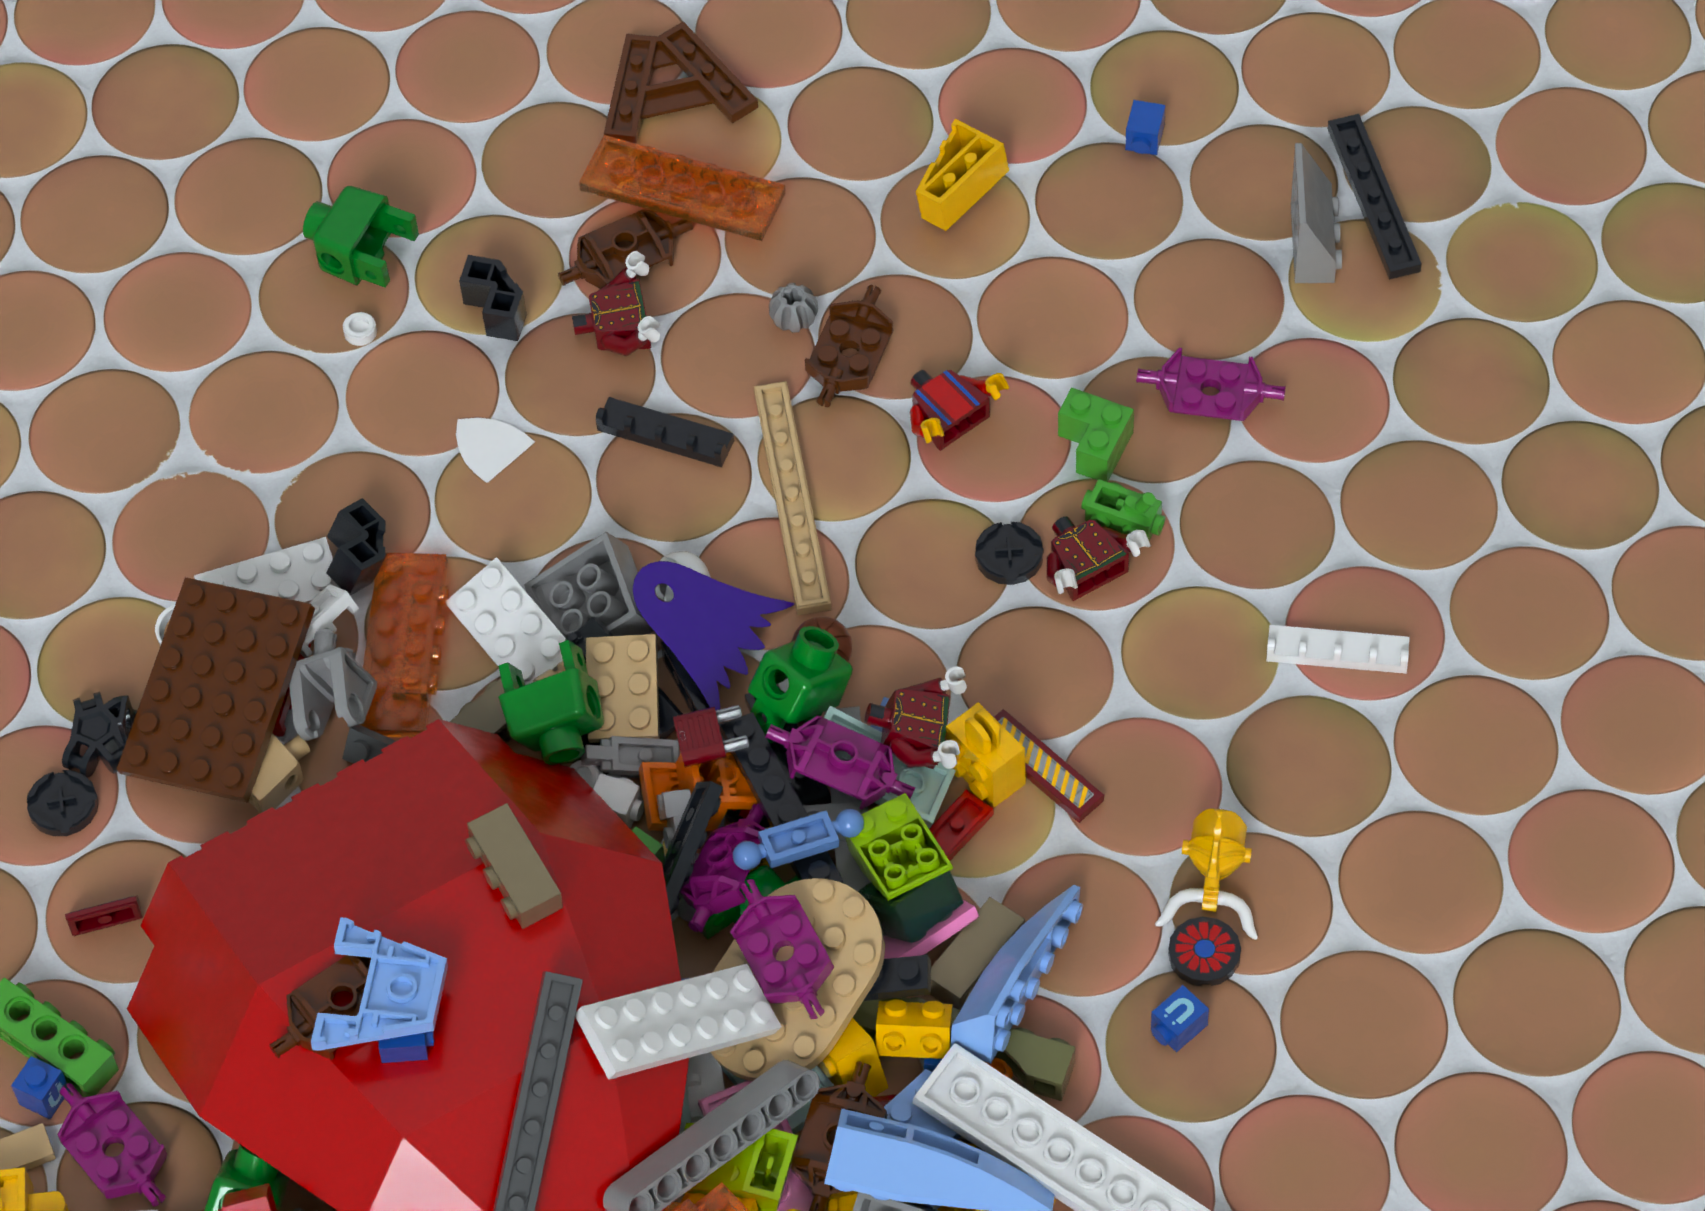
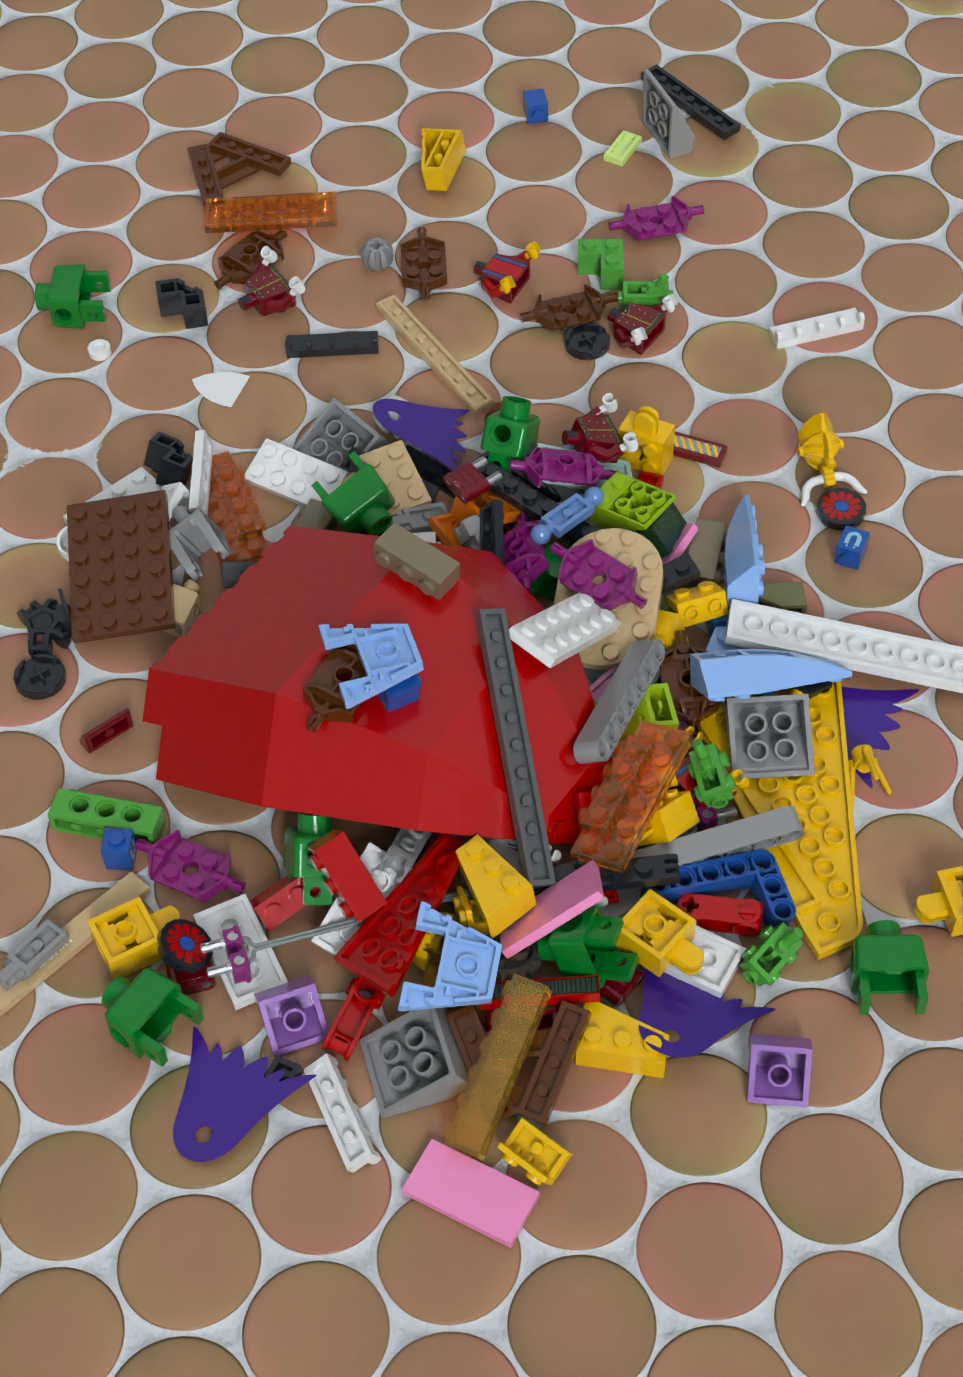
camera: 25 degrees left, 5 degrees down
(382, 588) = (201, 472): none -> white hinge
(981, 487) = (585, 307): none -> reddish brown plate
(1234, 242) = (622, 148): none -> yellowish green tile

